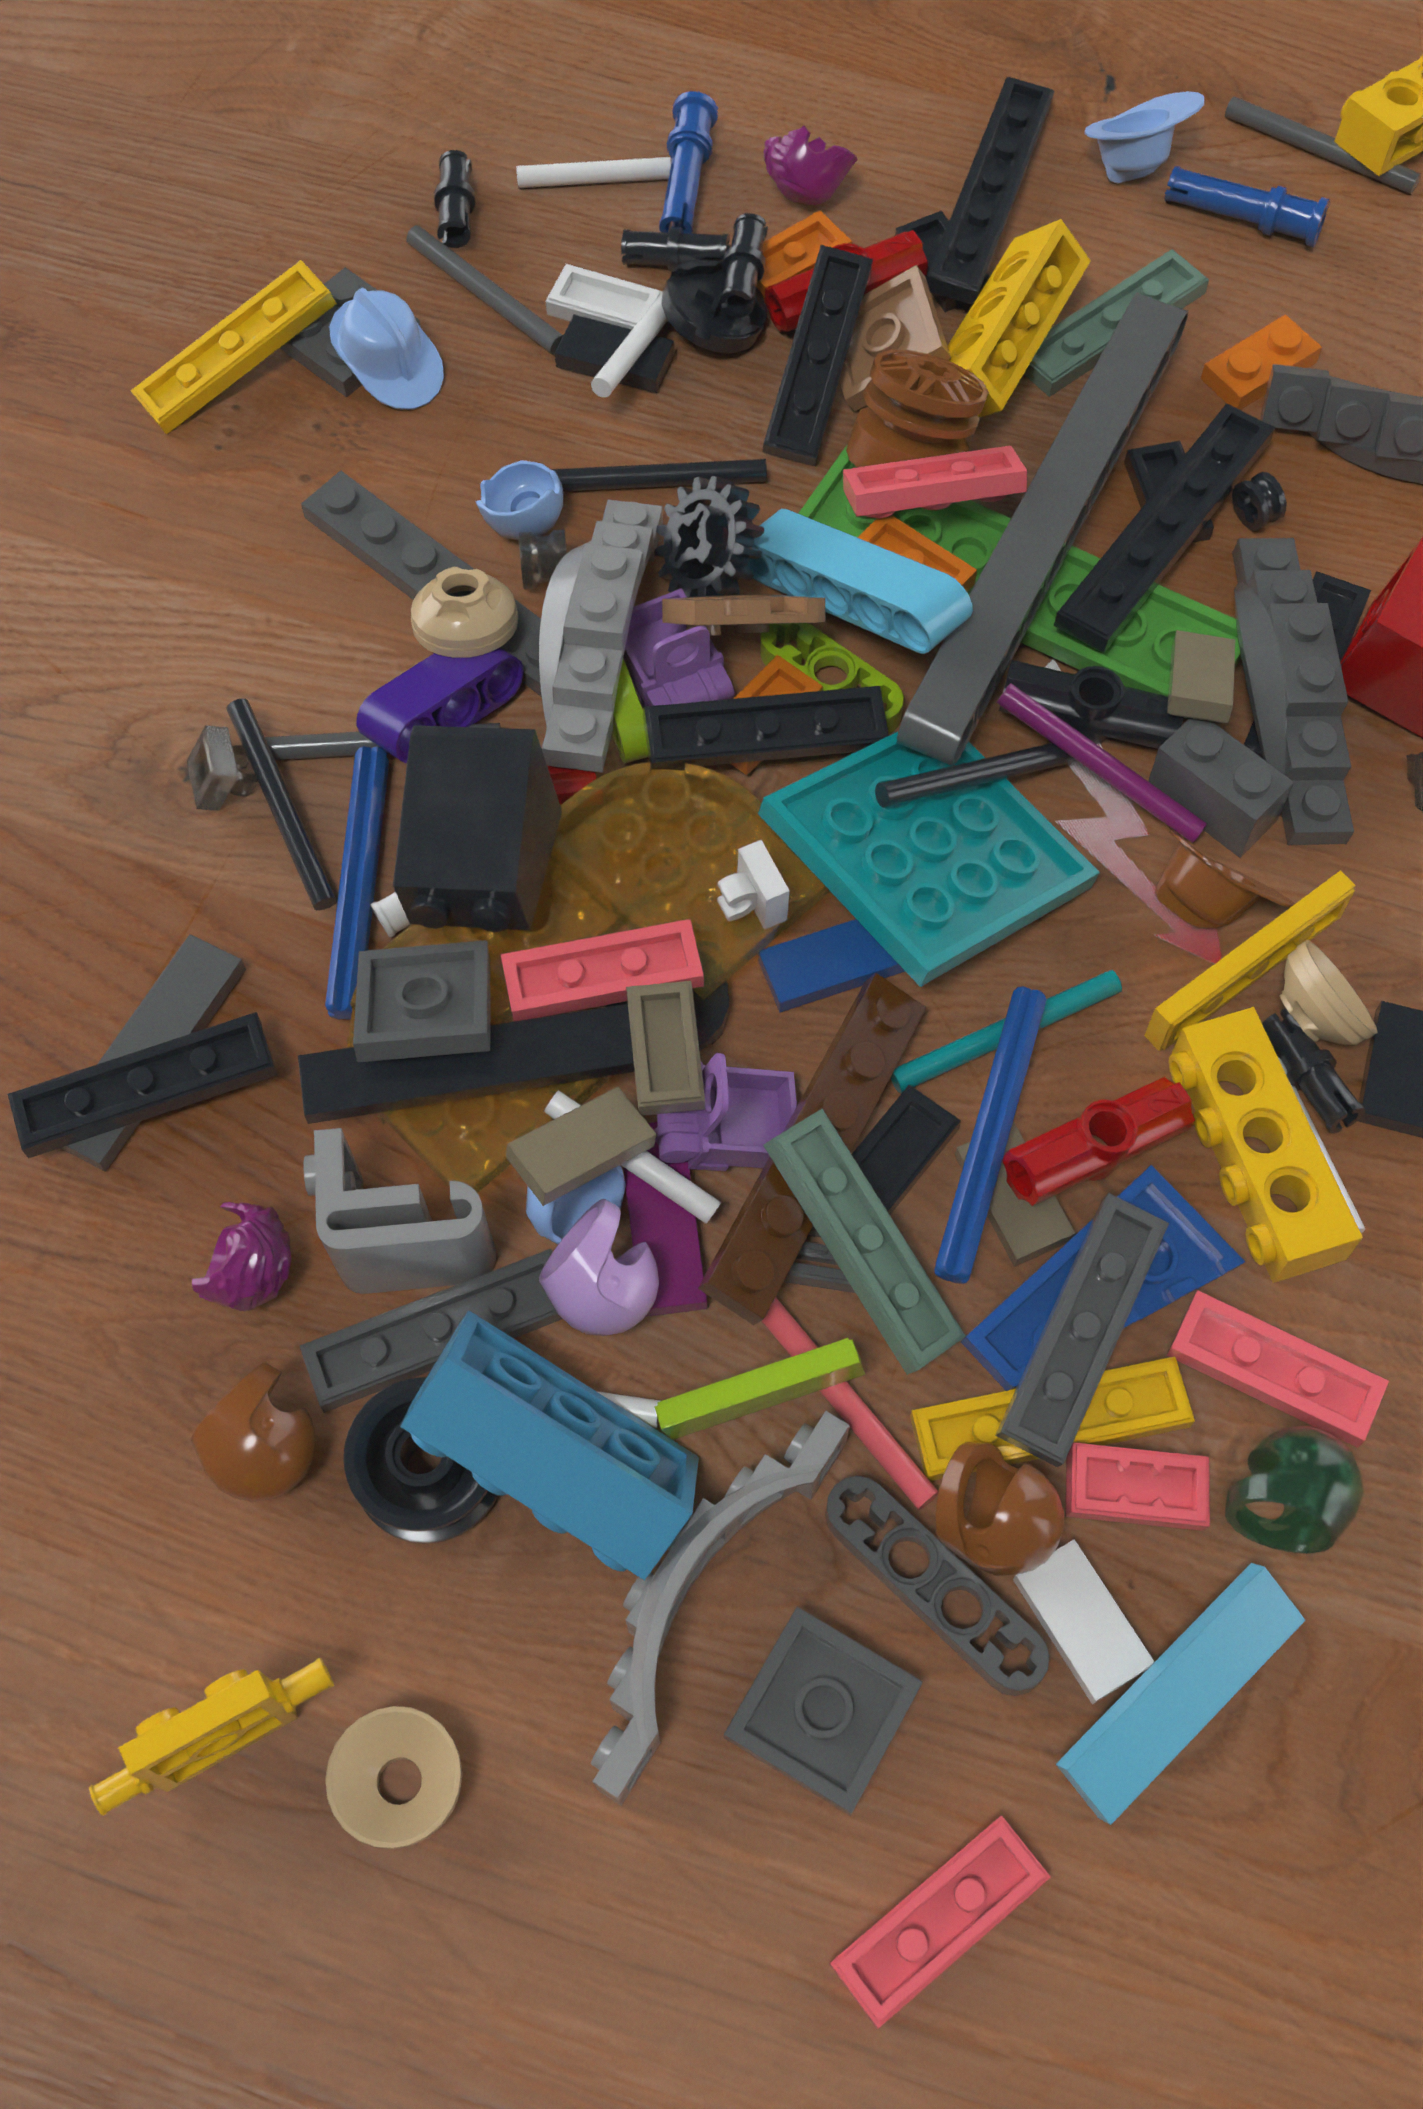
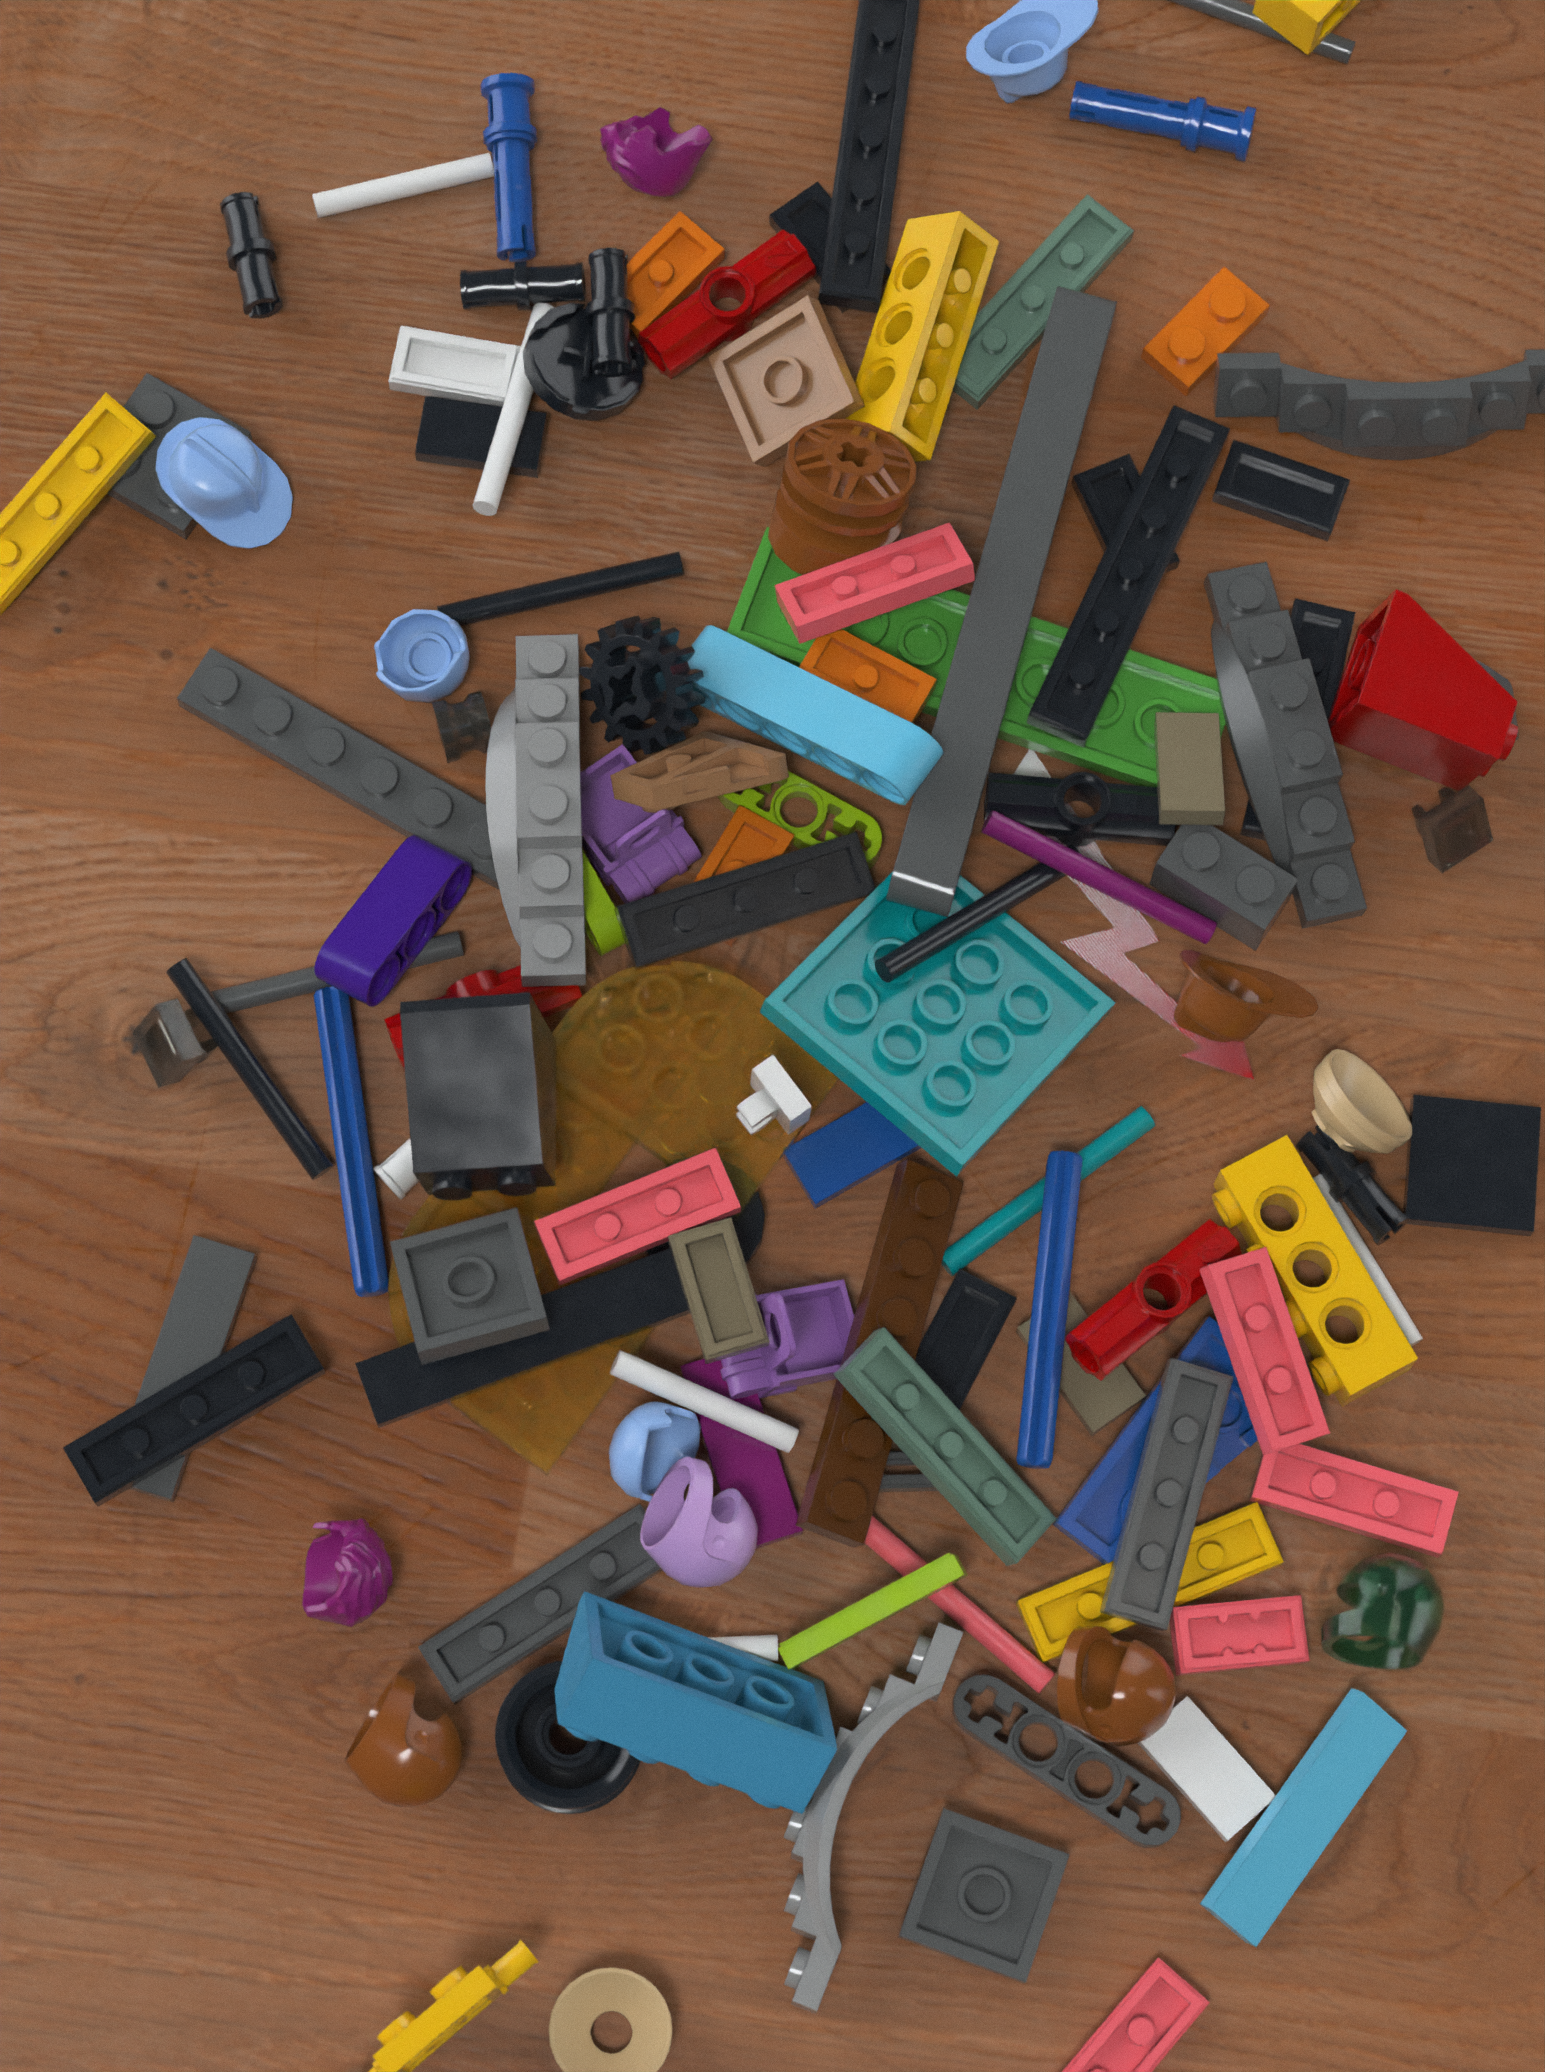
camera: 15 degrees left, 10 degrees up
(386, 1234) = (487, 1527): light grey piece -> none
(467, 623) = (402, 843): tan piece -> none
(484, 288) = (313, 371): dark grey bar -> none
(580, 1145) = (657, 1408): dark tan tile -> none
(817, 355) = (715, 417): black tile -> none
(1204, 1204) = (1264, 1351): none -> coral plate
(1250, 961) = (1279, 1076): yellow tile -> none
(1259, 501) = (1224, 521): black bush -> none
(1319, 490) = (1280, 490): none -> black tile

